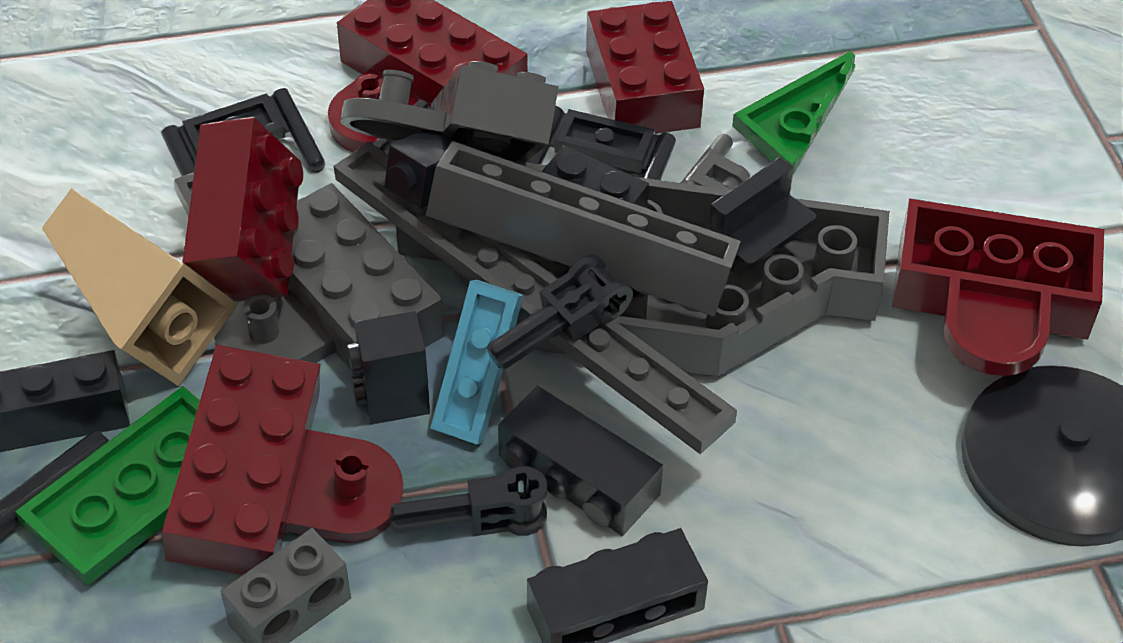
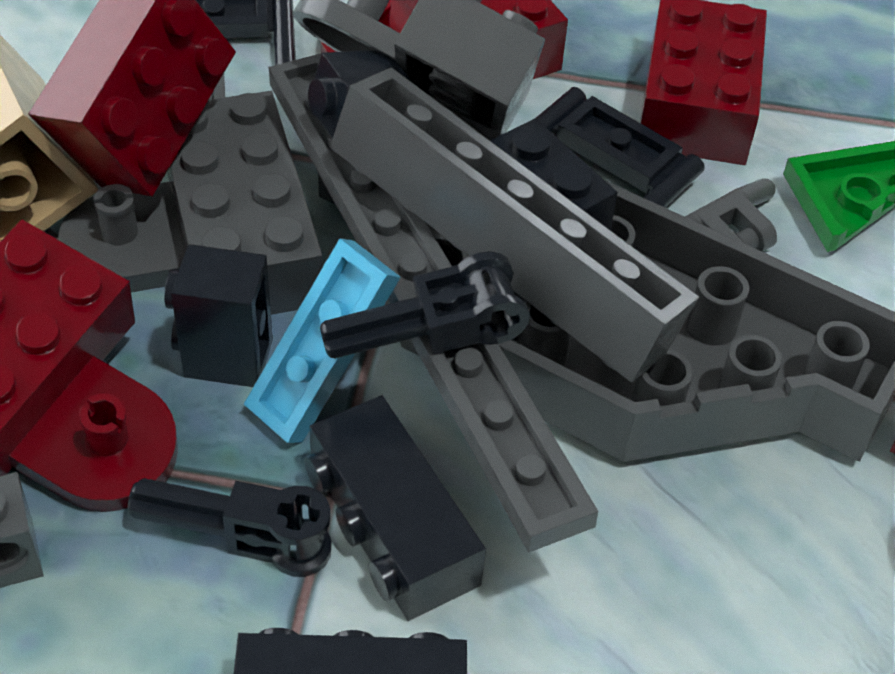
camera: 20 degrees right, 0 degrees up
(761, 214) = (751, 277): black panel -> none

